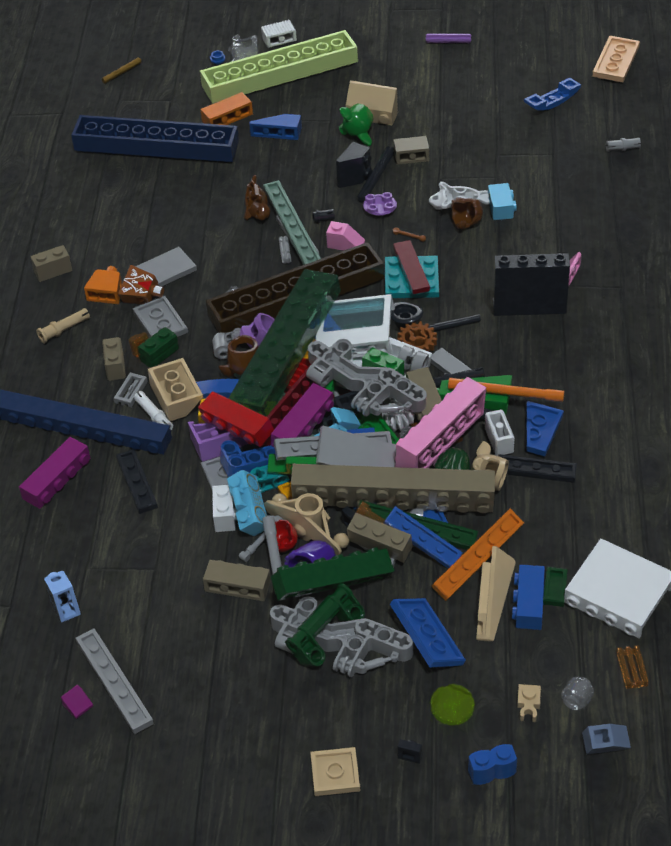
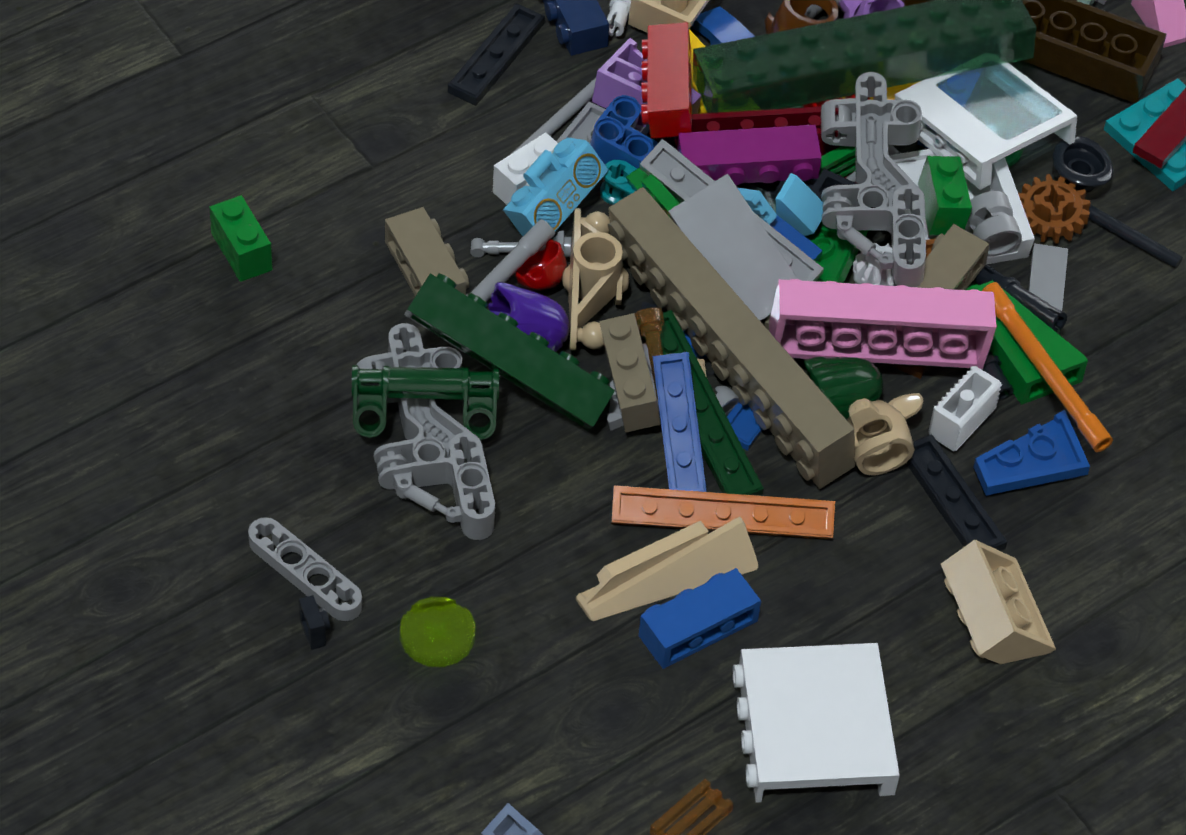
camera: 45 degrees right, 5 degrees up
(60, 586) = (232, 90): light blue torso -> none
(76, 701) = (92, 213): magenta slope -> none
(114, 681) = (154, 232): light grey plate -> none
(154, 646) = (241, 238): none -> green brick
(199, 481) = (564, 113): none -> light grey bar
(335, 771) = (212, 556): tan plate -> none
(371, 733) = (309, 565): none -> light grey beam
(427, 632) = (524, 528): blue tile -> none
(496, 763) = (368, 731): blue brick -> none
(529, 700) = (522, 717): tan plate -> none
(555, 586) = (763, 632): dark green tile -> none
(577, 693) = (576, 769): clear head -> none
(607, 488) = (996, 604): none -> tan slope

